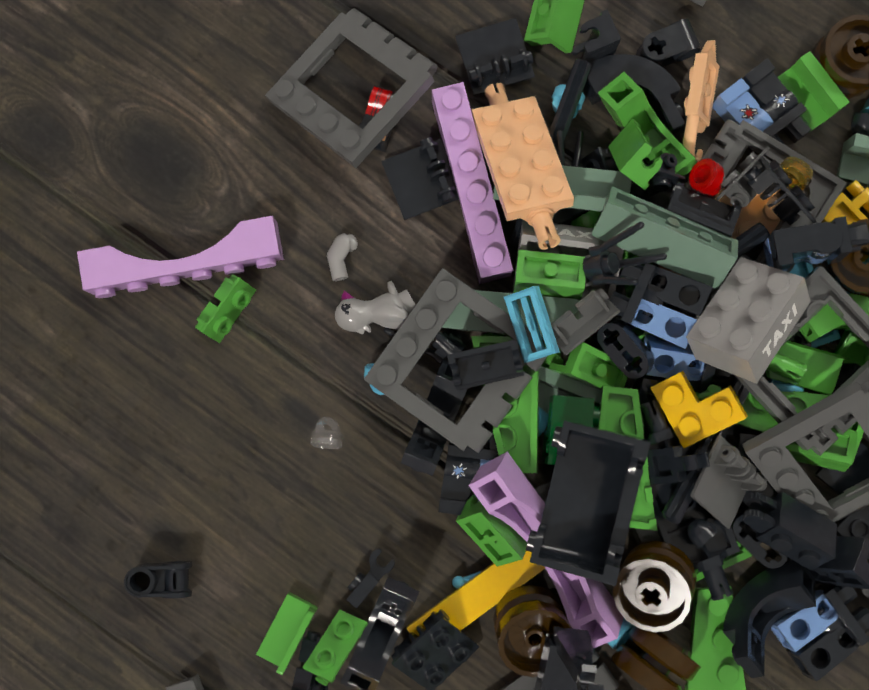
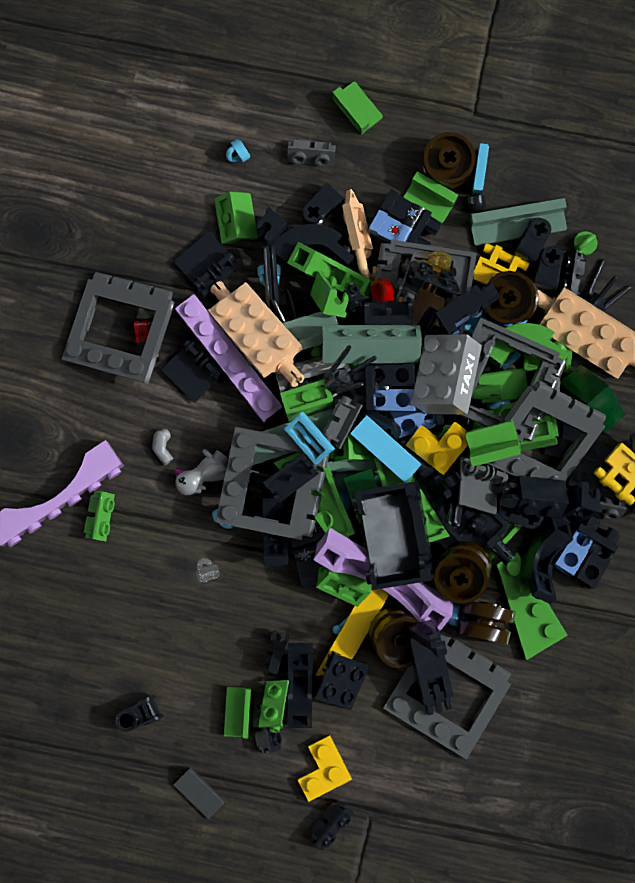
camera: 25 degrees left, 0 degrees up
(625, 381) = (385, 449): none -> medium azure tile
(774, 437) = (493, 443): none -> bright green panel

